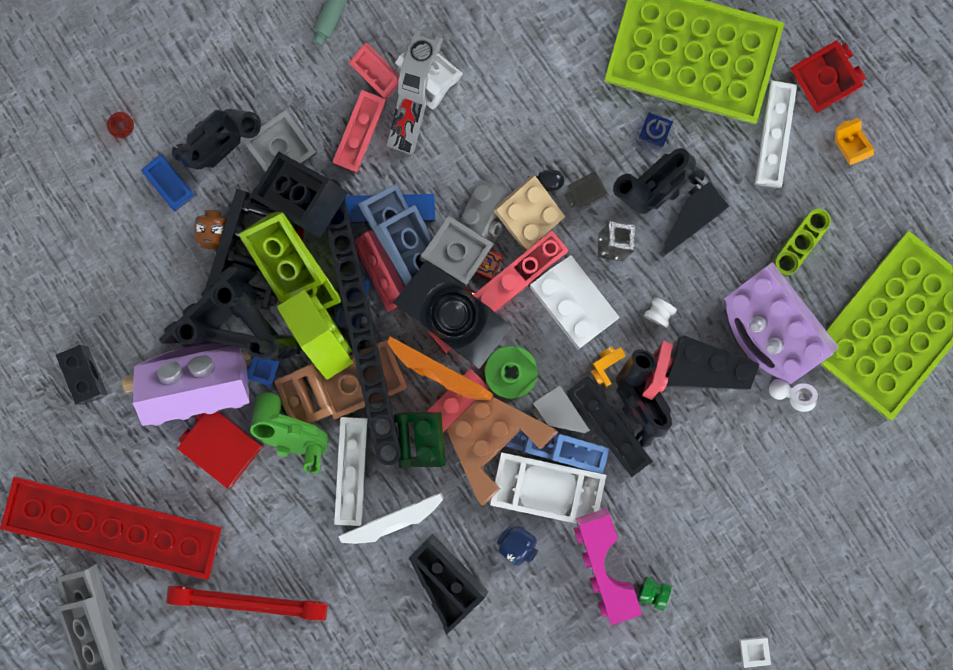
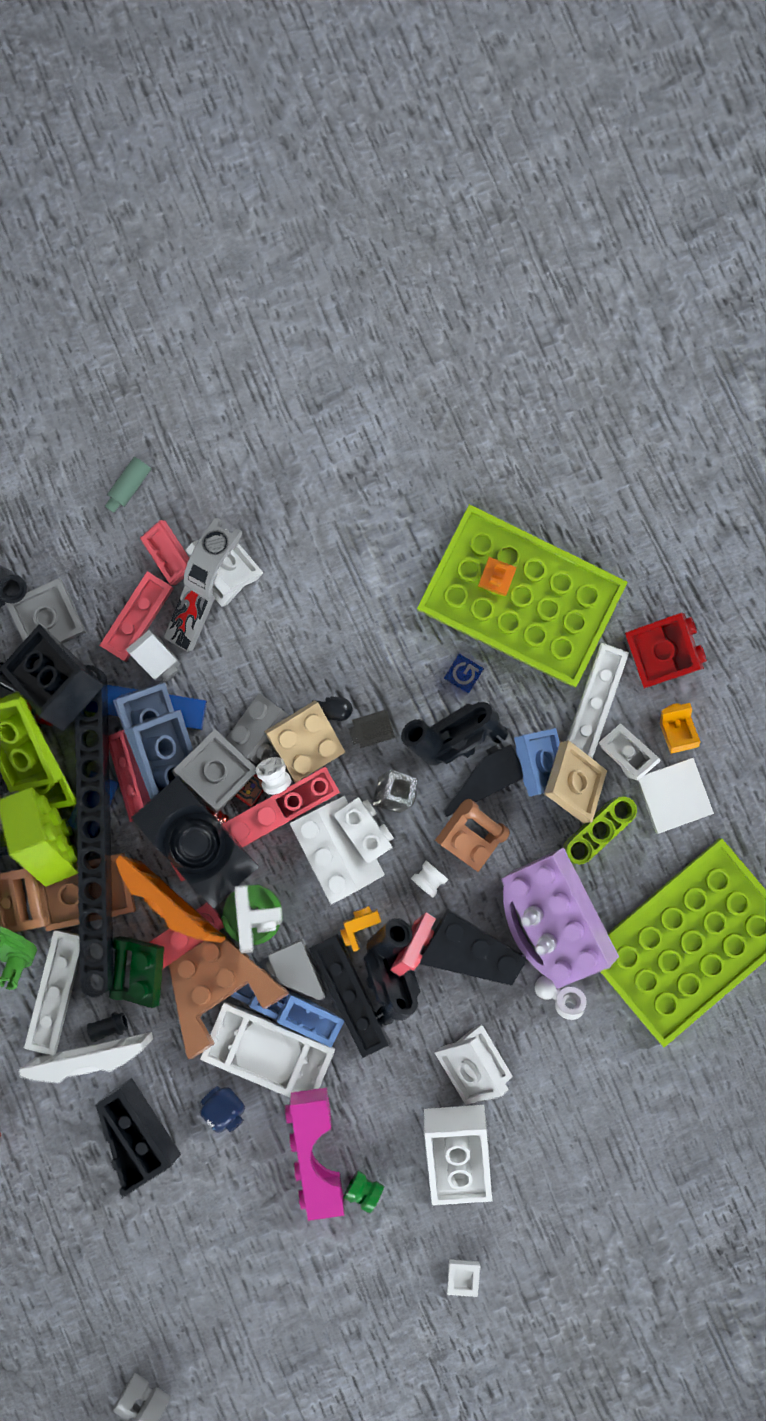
camera: 10 degrees right, 0 degrees up
(384, 162) = (154, 657): none -> slope
(403, 493) = (106, 1027): none -> black pin
(508, 247) = (273, 775): none -> white wheel
(516, 372) = (264, 920): none -> white bracket
(596, 279) = (363, 830): none -> white bracket
(670, 38) = (497, 576): none -> orange tile
(686, 274) = (466, 843): none -> nougat plate
(730, 468) = (475, 1067): none -> white bracket
(730, 546) = (457, 1154): none -> white slope
(739, 192) = (536, 758): none -> medium blue plate
(772, 203) = (575, 782): none -> tan plate
(813, 170) = (629, 752): none -> white slope
(860, 202) = (675, 795): none -> white tile

